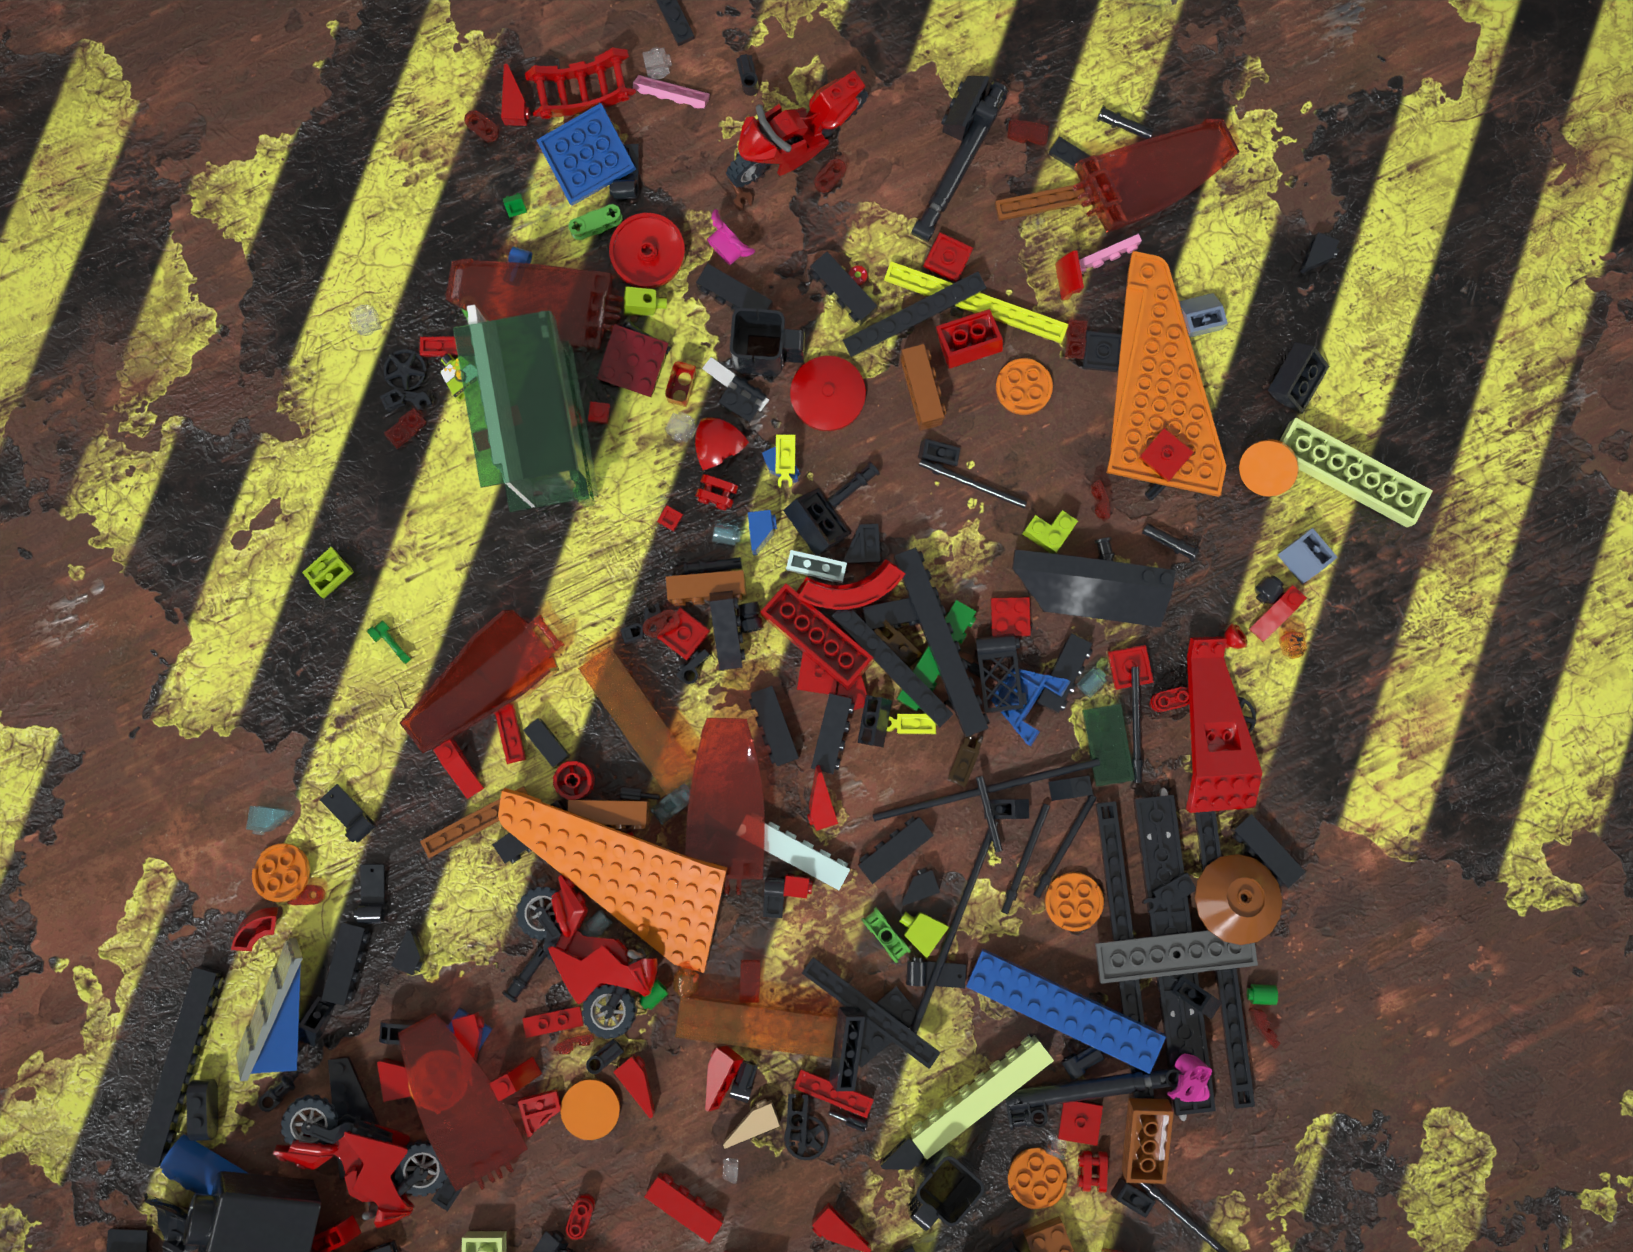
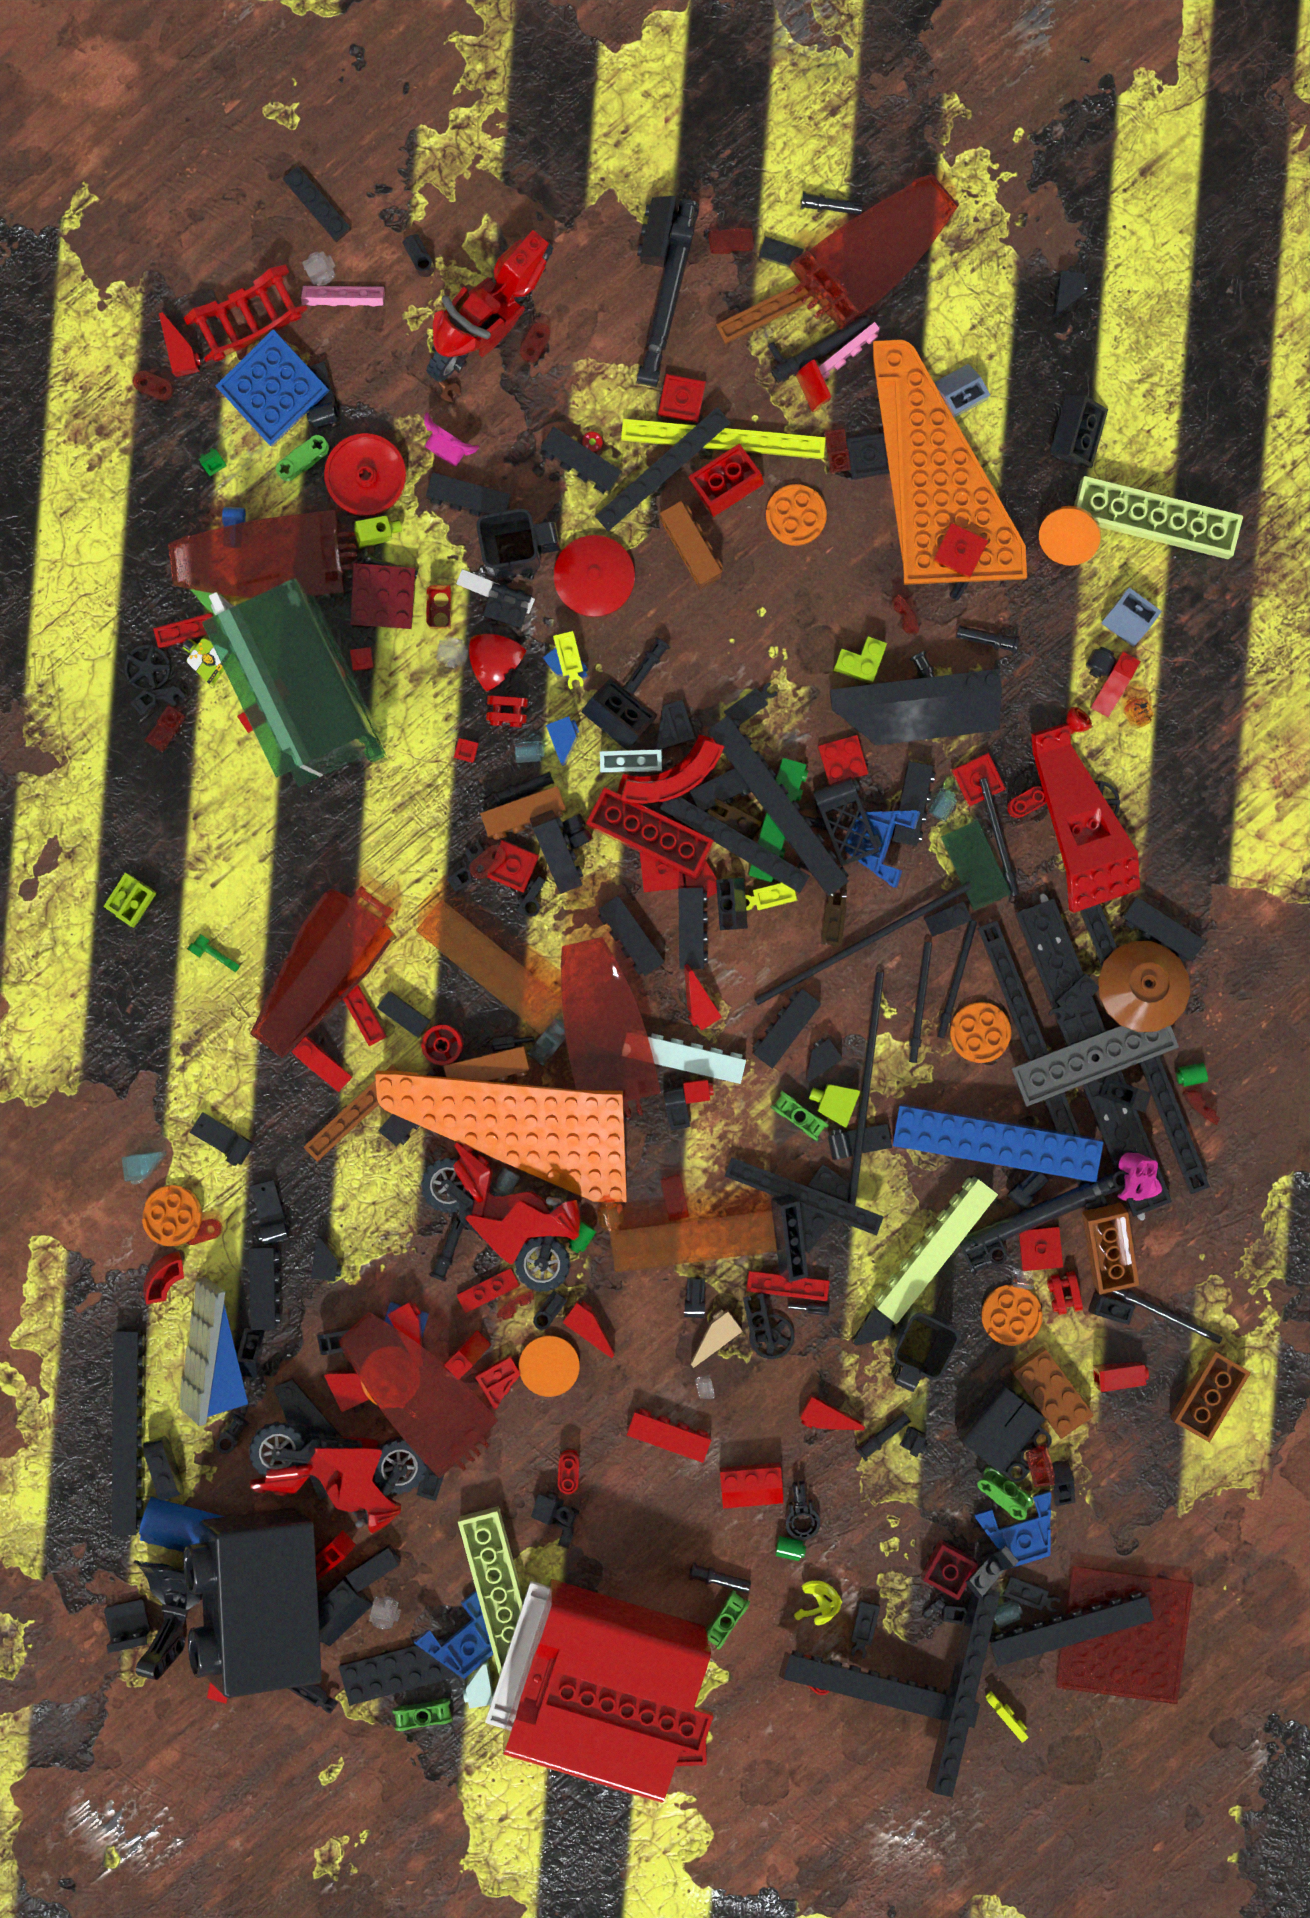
camera: 15 degrees left, 5 degrees up
(365, 320) = (90, 626): clear brick -> none
(720, 1074) = (670, 1295): slope -> none
(939, 452) = (725, 608): black slope -> none
(939, 469) = (730, 626): black bar -> none
(939, 544) = (749, 704): none -> black plate
(989, 813) = (872, 967): black bar -> none
(1010, 808) = (888, 957): black slope -> none
(1053, 253) = (792, 364): none -> black cylinder

